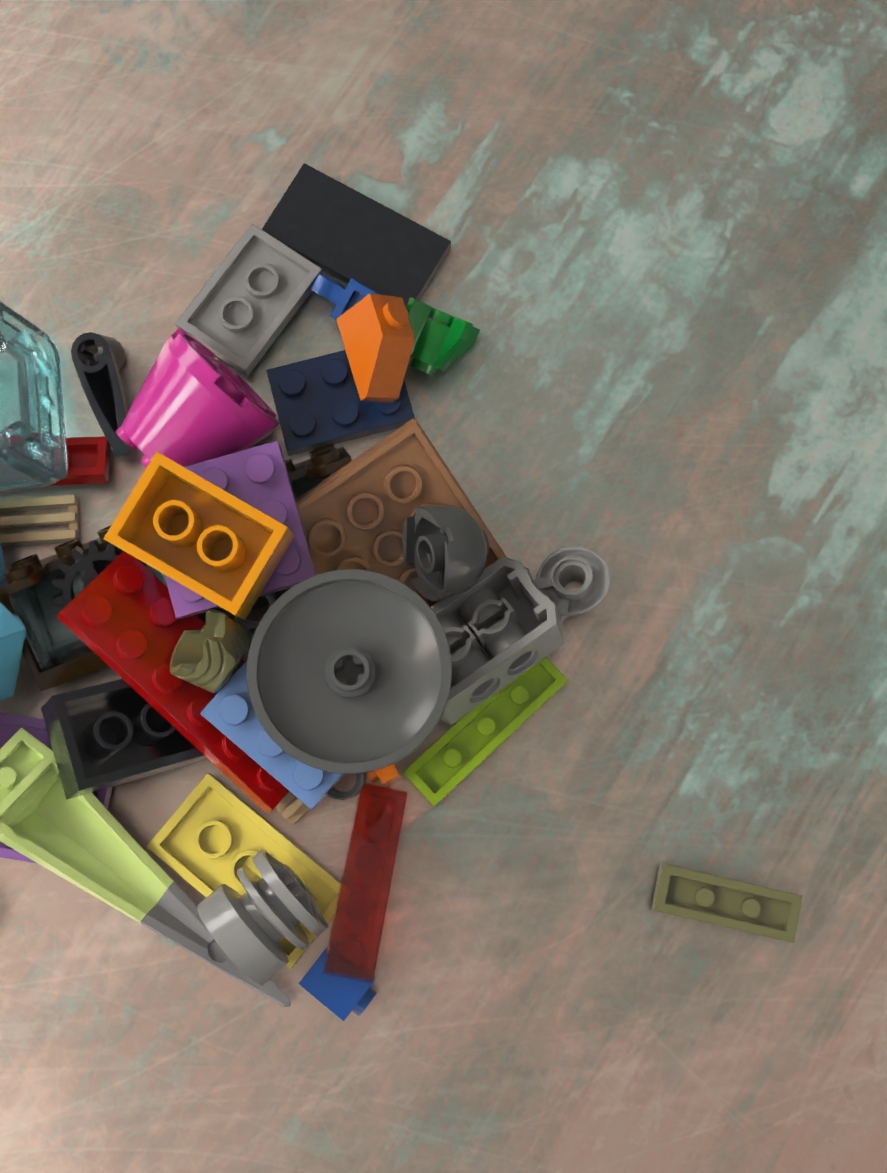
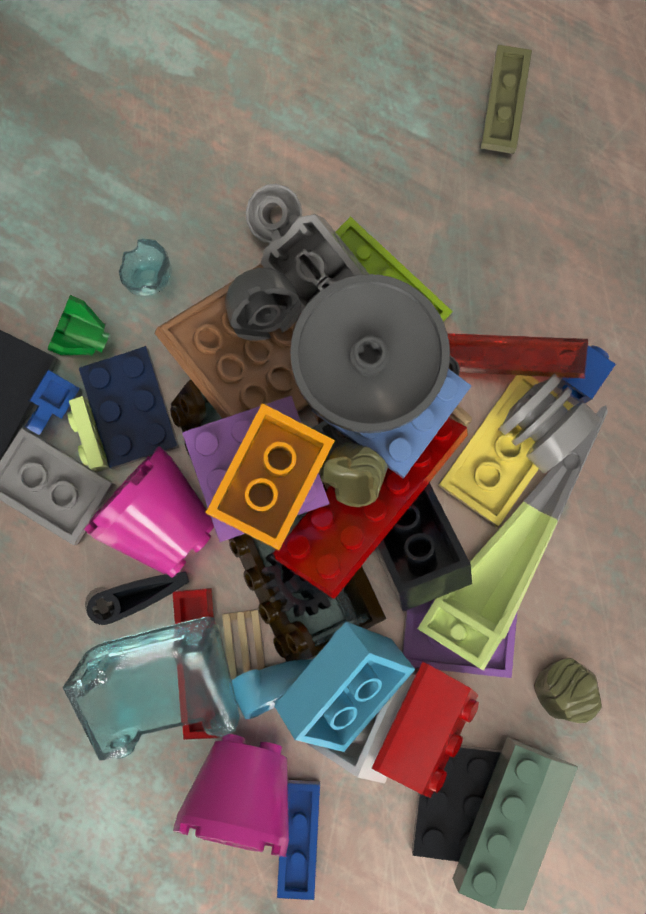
camera: 90 degrees left, 5 degrees up
(292, 347) = (83, 422): none -> yellowish green plate
(377, 345) = (89, 371): orange slope -> none
(510, 420) = (145, 268): none -> clear light blue hair

